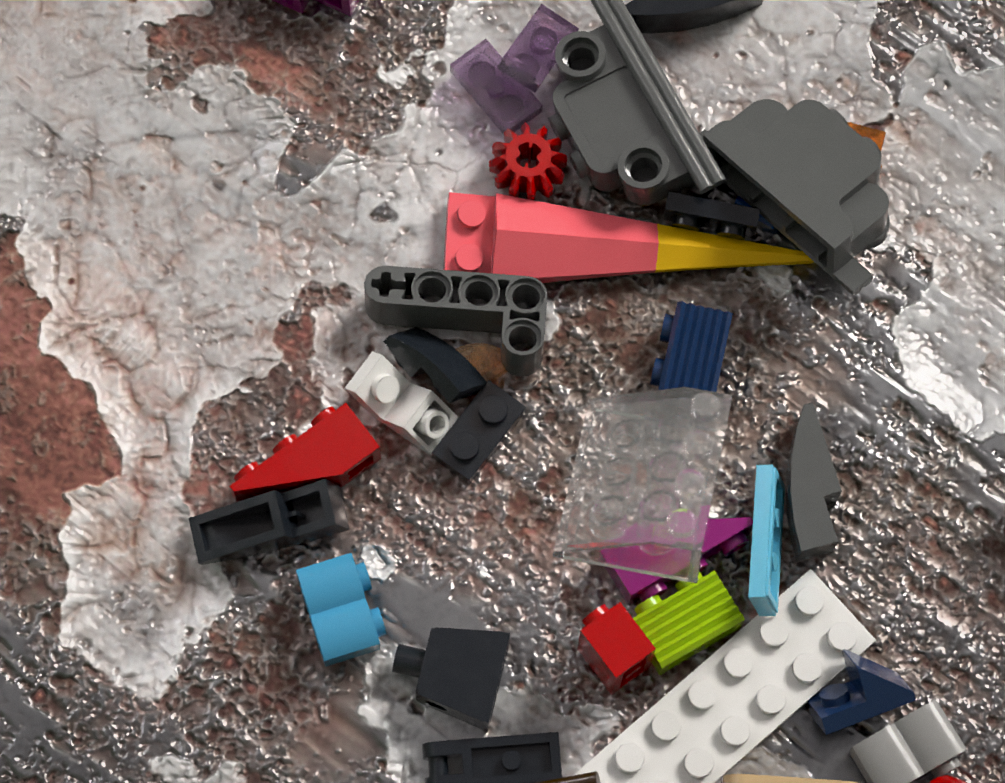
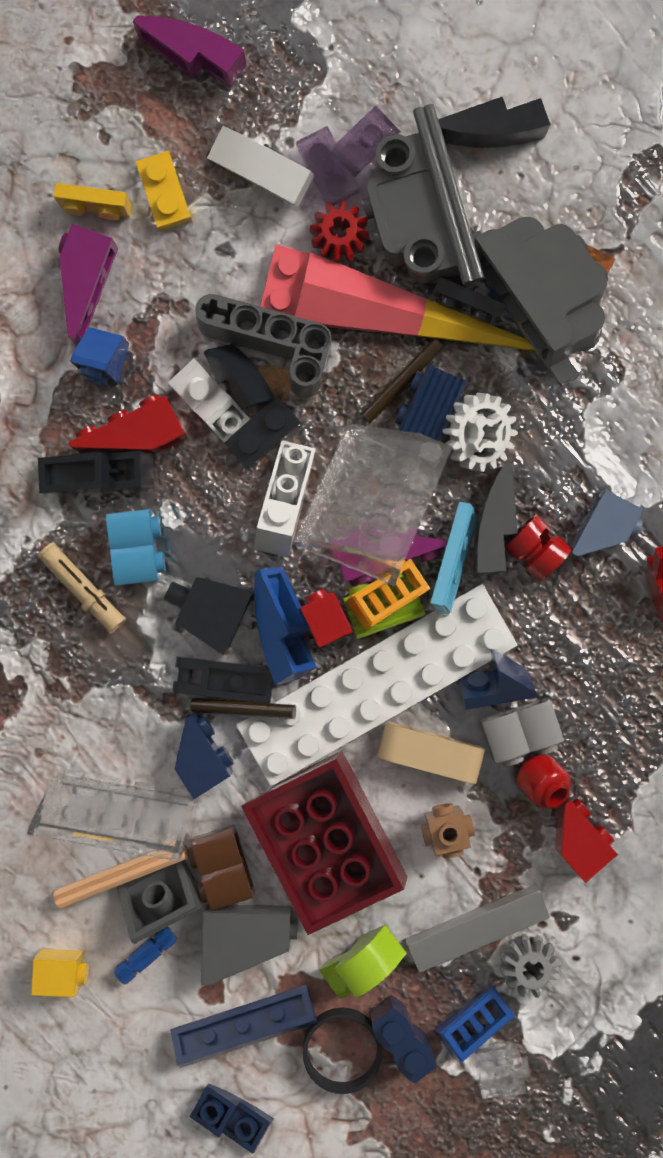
camera: 15 degrees right, 15 degrees up
(209, 261) = (85, 267): none -> magenta slope
(218, 181) = (81, 199): none -> yellow plate
(251, 372) = (100, 356): none -> blue slope
(291, 155) = (163, 191): none -> yellow plate
(291, 687) = (76, 582): none -> tan pin
(411, 101) = (261, 166): none -> white slope
(526, 510) = (284, 499): none -> white slope
(557, 675) = (281, 626): none -> blue slope
(646, 332) = (401, 380): none -> dark brown bar
(669, 622) = (362, 611): none -> light orange slope
(764, 373) = (480, 432): none -> white gear
(872, 507) = (538, 548): none -> red wheel
(955, 461) = (606, 524): none -> sand blue slope

